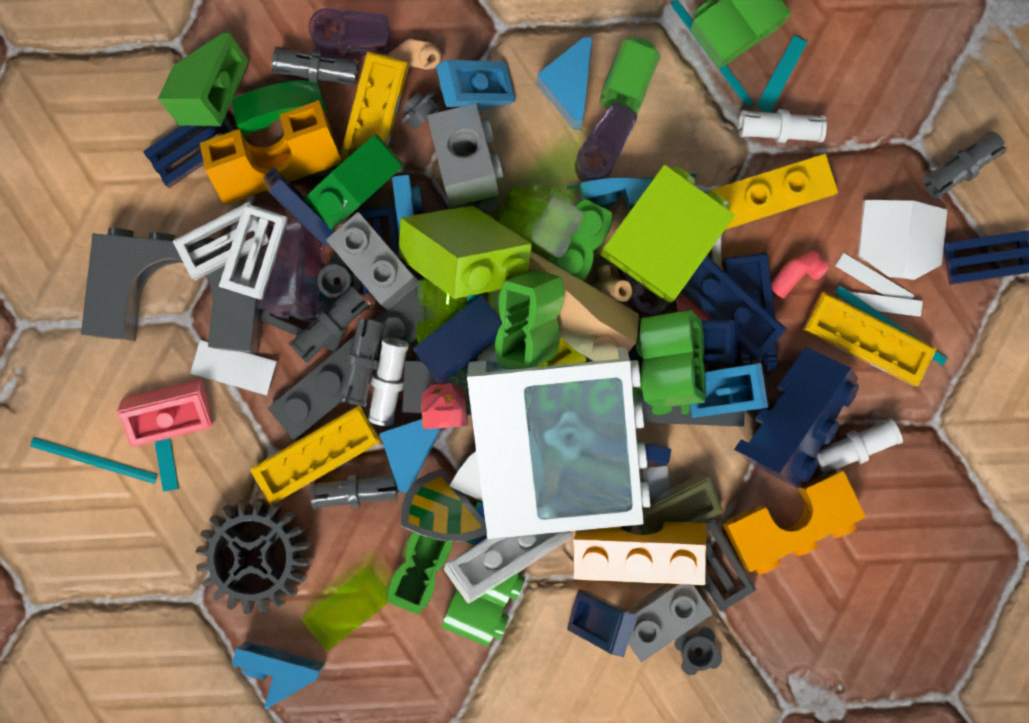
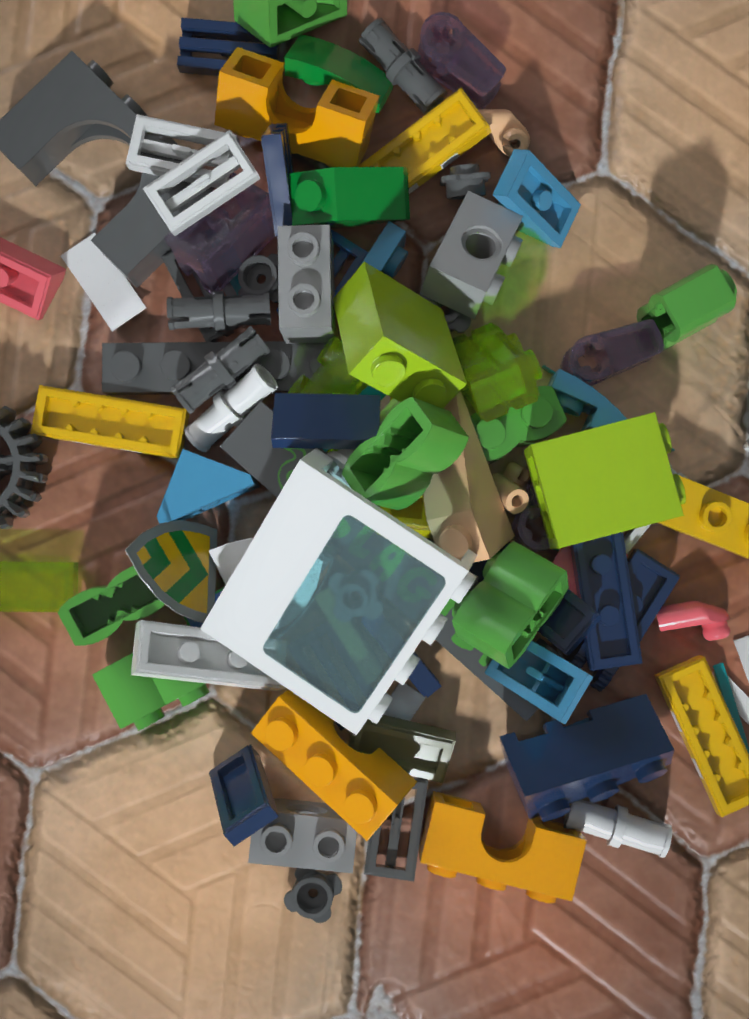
camera: 40 degrees right, 0 degrees up
(353, 491) = (117, 483): dark grey pin -> none
(444, 406) = (259, 472): coral rock -> none
(566, 82) = (622, 265): dark azure slope -> none

